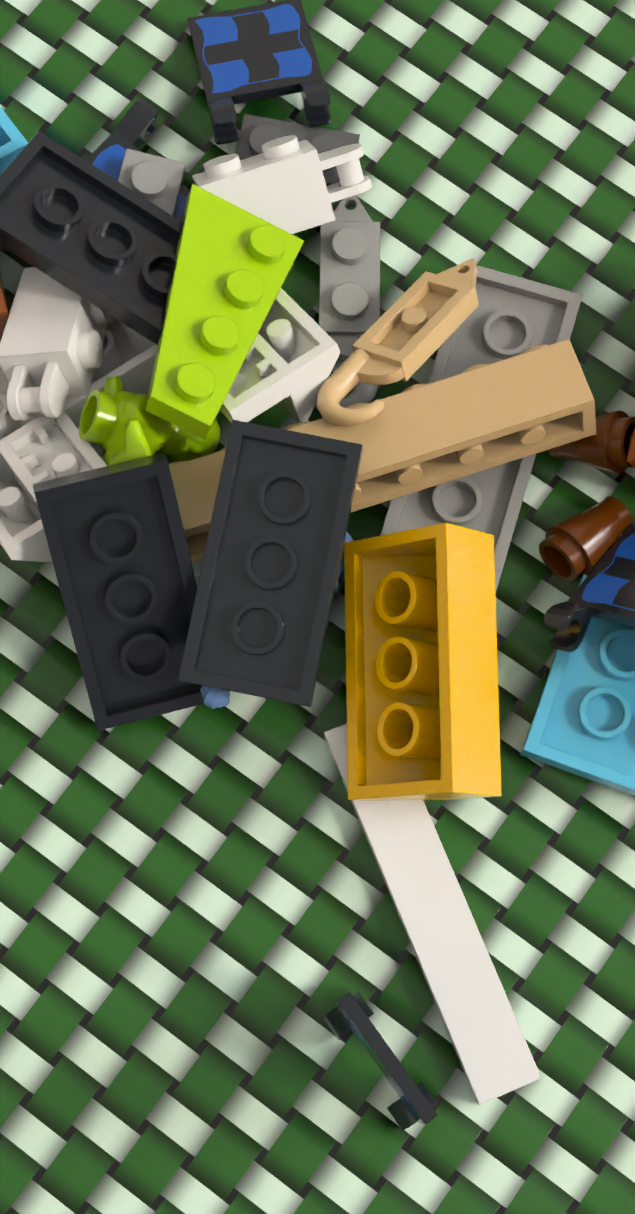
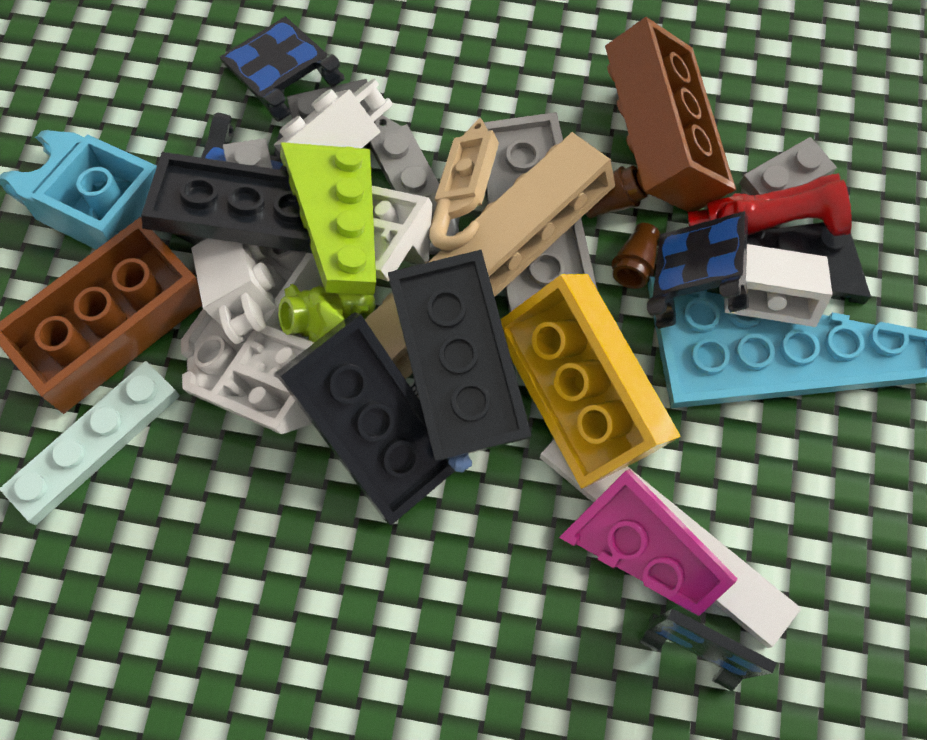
camera: 25 degrees left, 5 degrees down
(393, 901) = (645, 539): none -> dark pink wing

